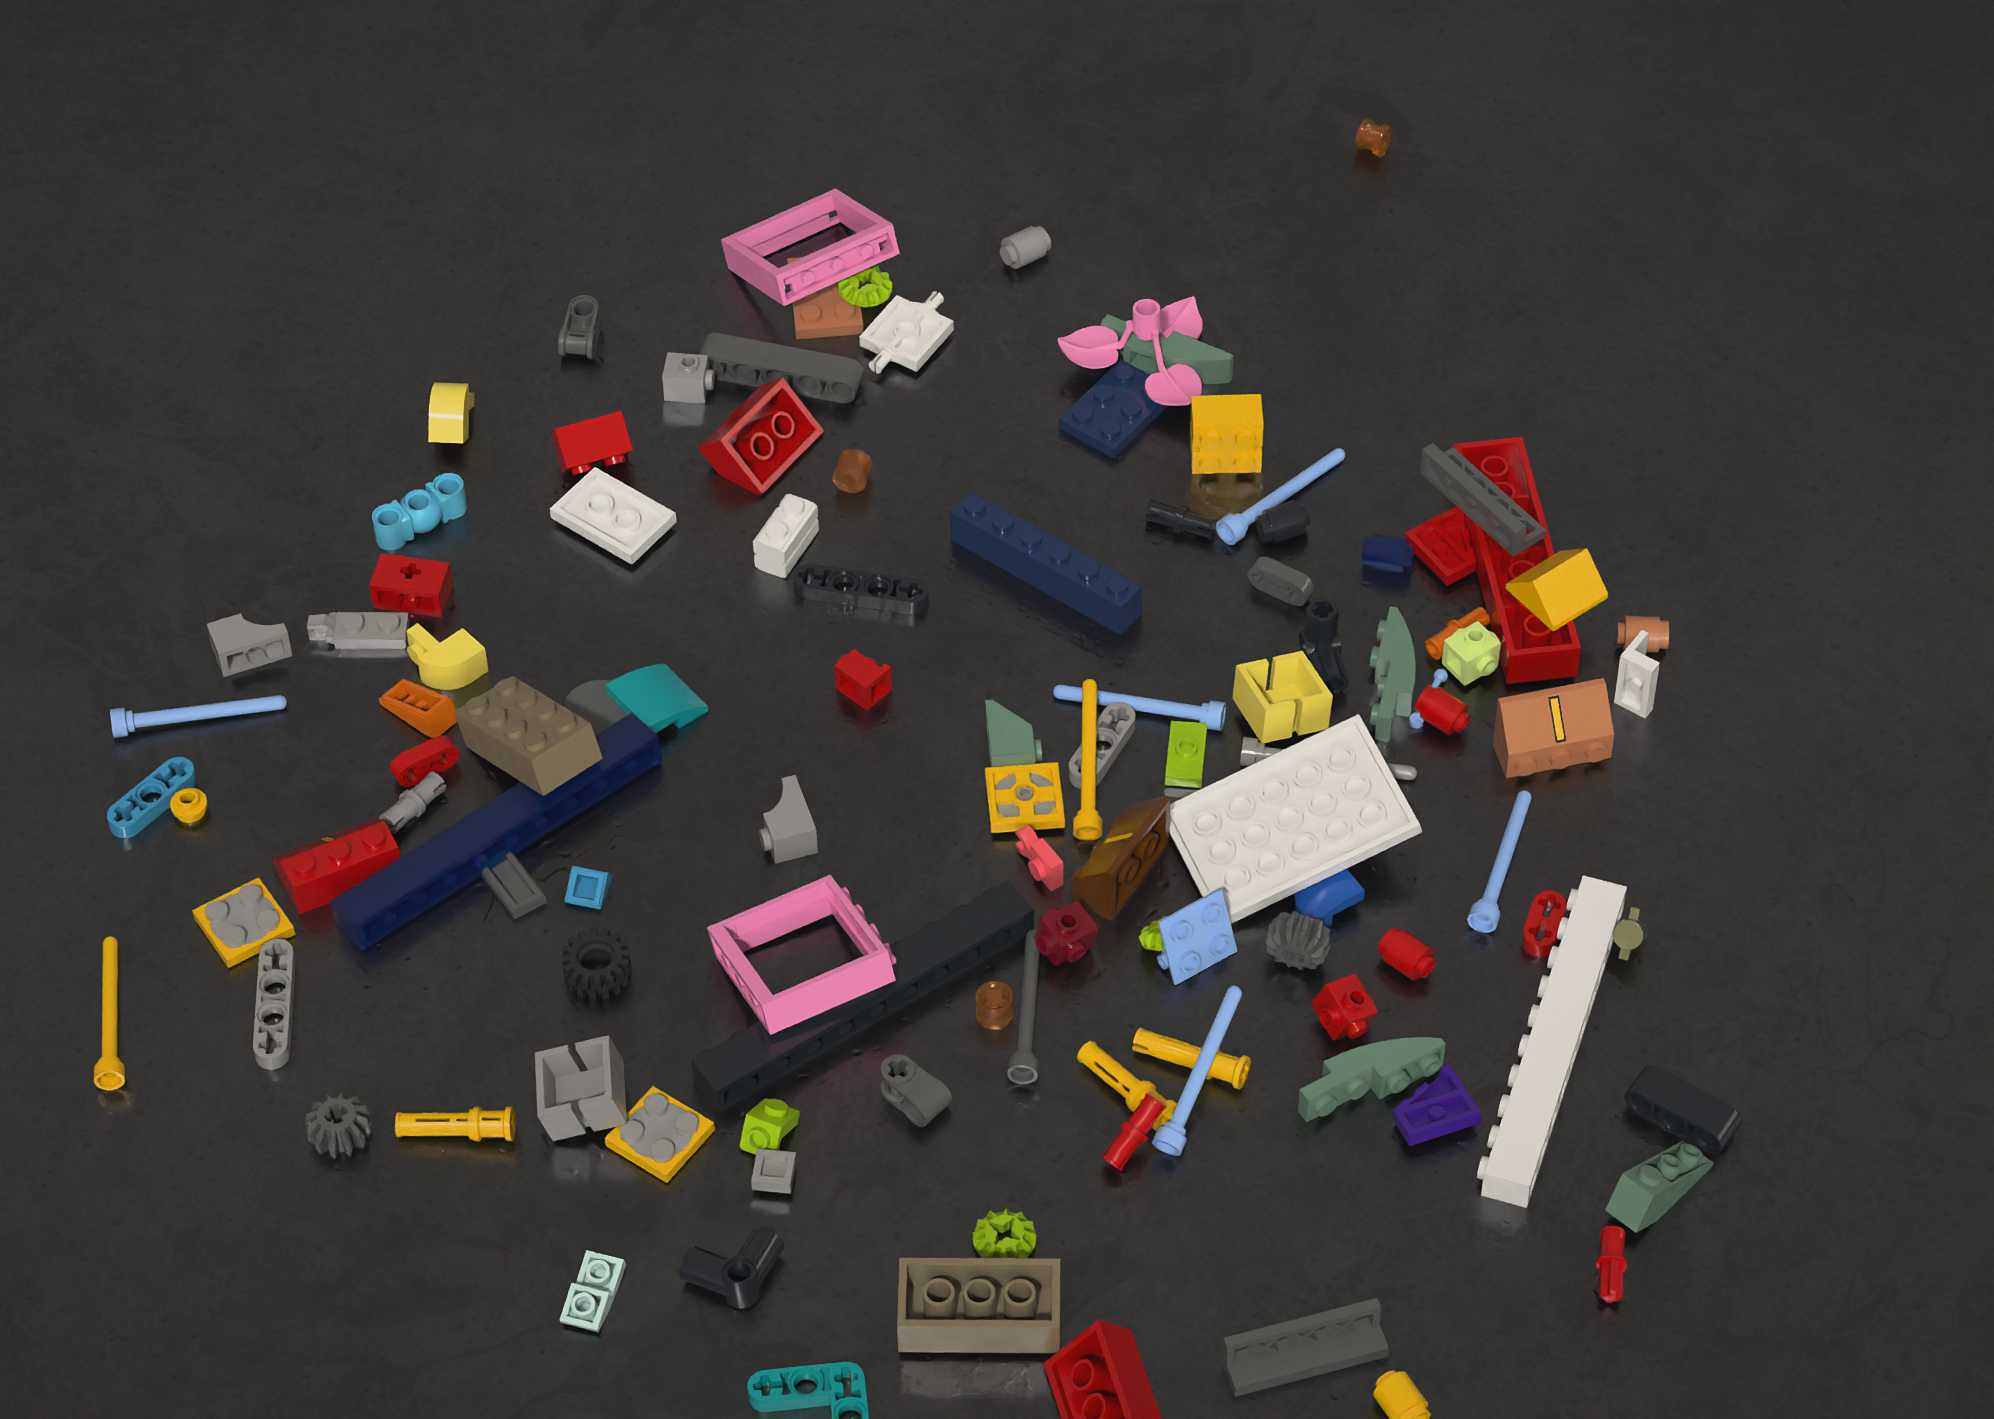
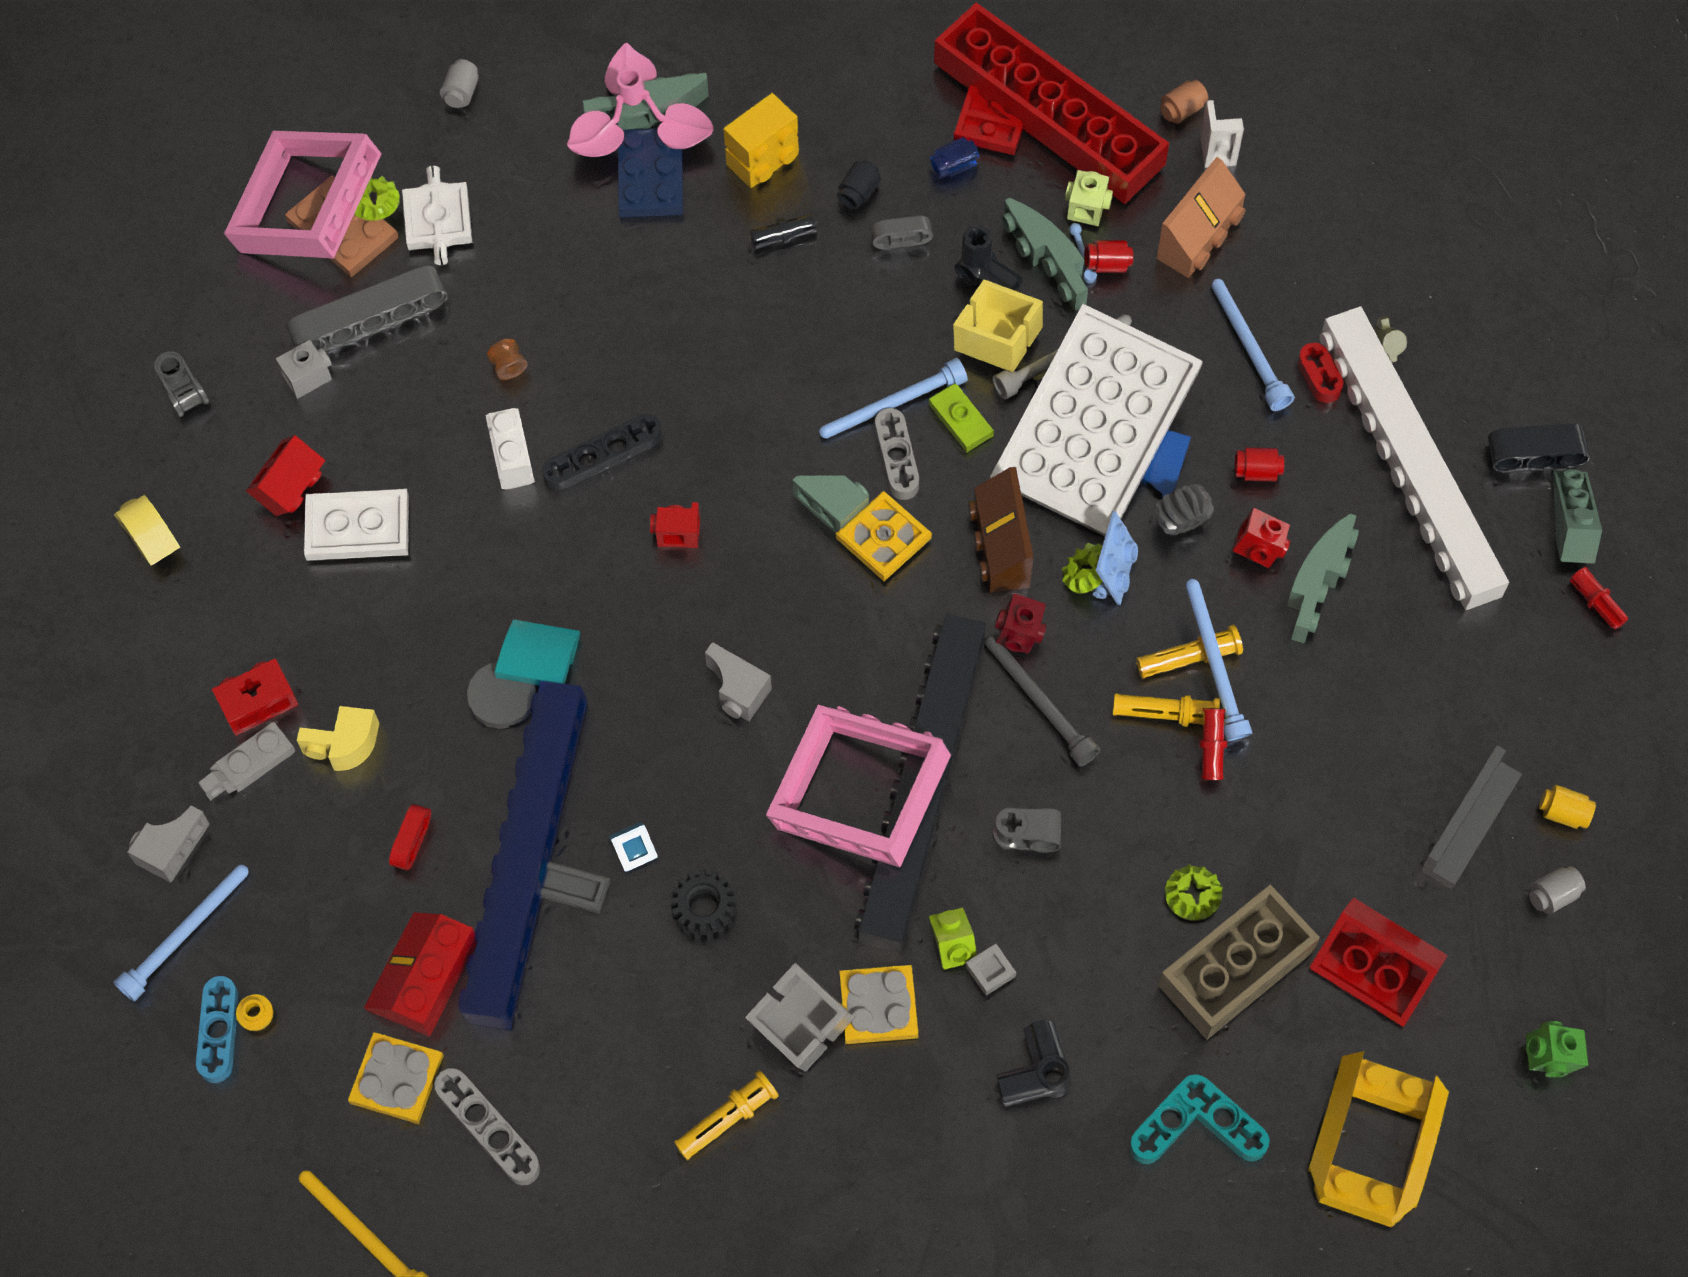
camera: 40 degrees left, 15 degrees up
(338, 1125) = (645, 1201): dark grey gear -> none
(413, 802) = (433, 878): light grey pin -> none
(419, 511) = (199, 644): medium azure piece -> none
(423, 709) = (380, 794): orange slope -> none
(528, 735) = (483, 759): dark tan brick -> none
(593, 1292) = (952, 1168): light aqua slope -> none
(762, 437) = (410, 379): red slope -> none
(991, 996) = (1023, 711): clear orange wheel -> none
(1043, 862) = (944, 576): coral plate -> none
(1046, 562) = (723, 335): dark blue brick -> none
(1088, 823) = (947, 522): yellow piece -> none
(1234, 526) = (827, 211): light blue piece -> none
(1436, 642) = (1057, 187): orange axle -> none
(1436, 1109) = (1385, 567): dark purple wing -> none
(1480, 499) = (999, 72): dark grey fence -> none
(1560, 587) = (1115, 104): yellow slope -> none

